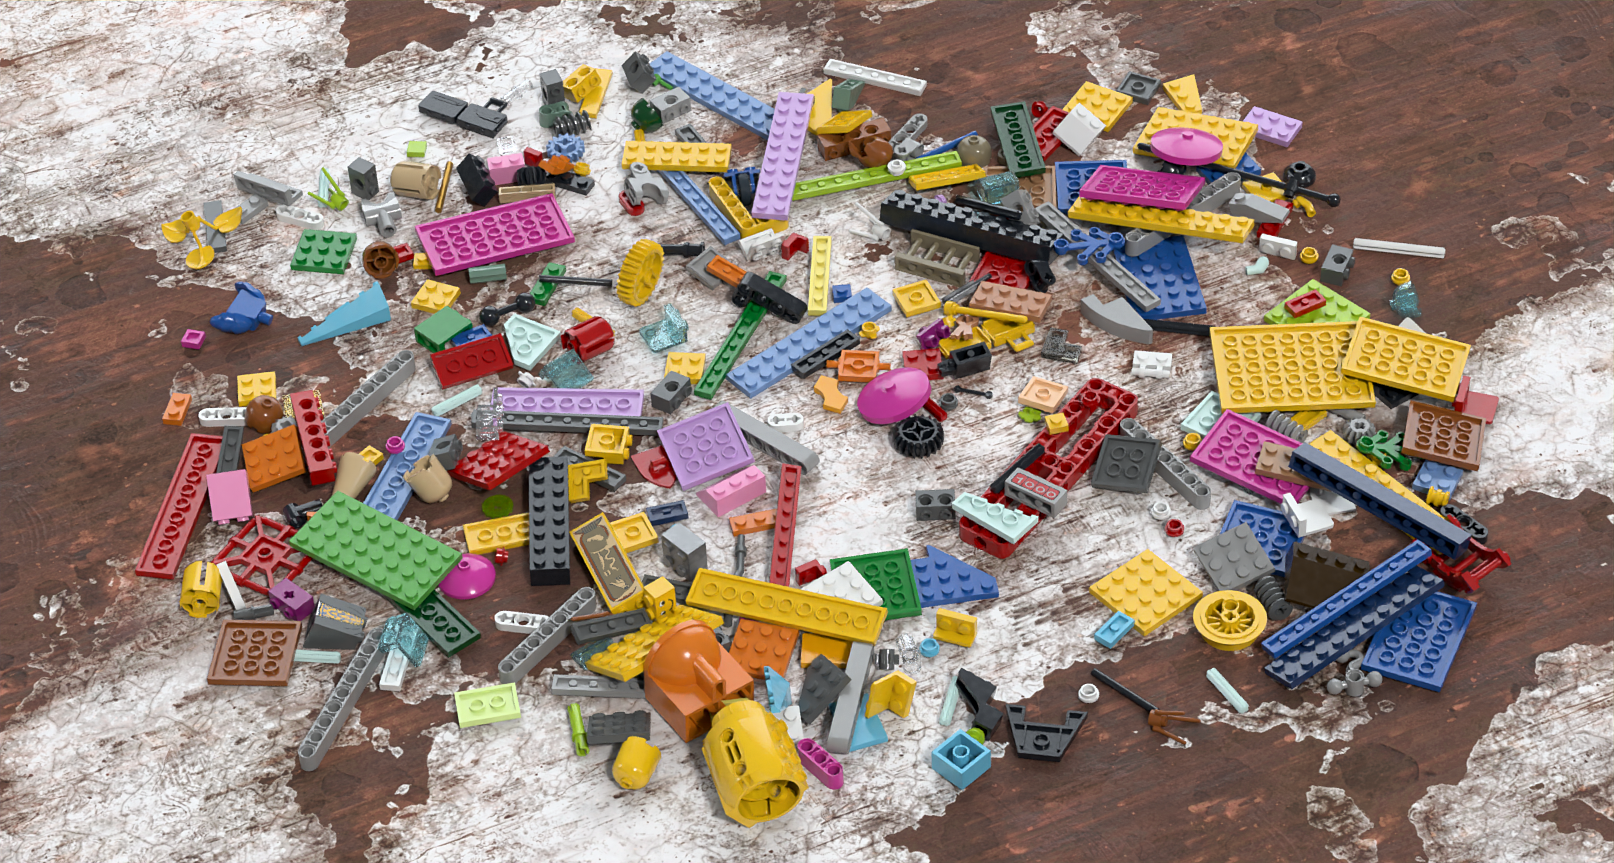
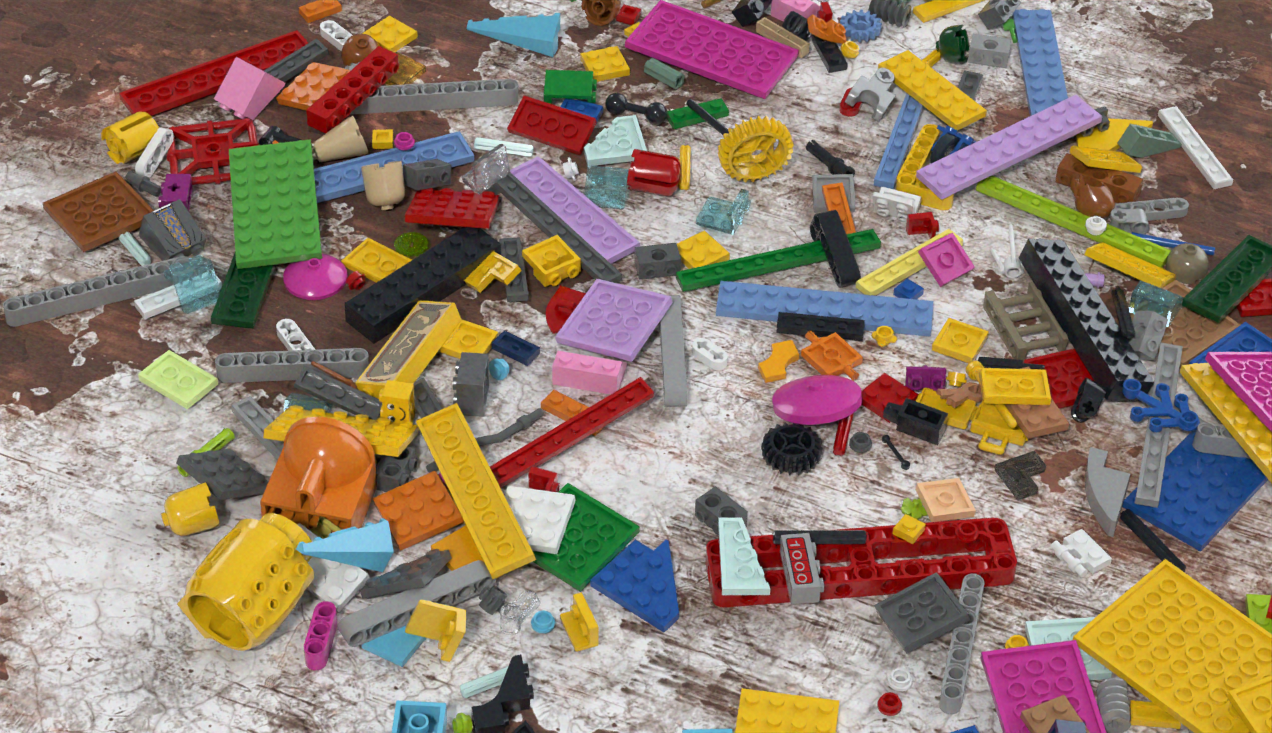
camera: 45 degrees right, 0 degrees up
(841, 255) = (946, 259): none -> dark pink plate
(997, 296) = (1014, 386): none -> yellow tile

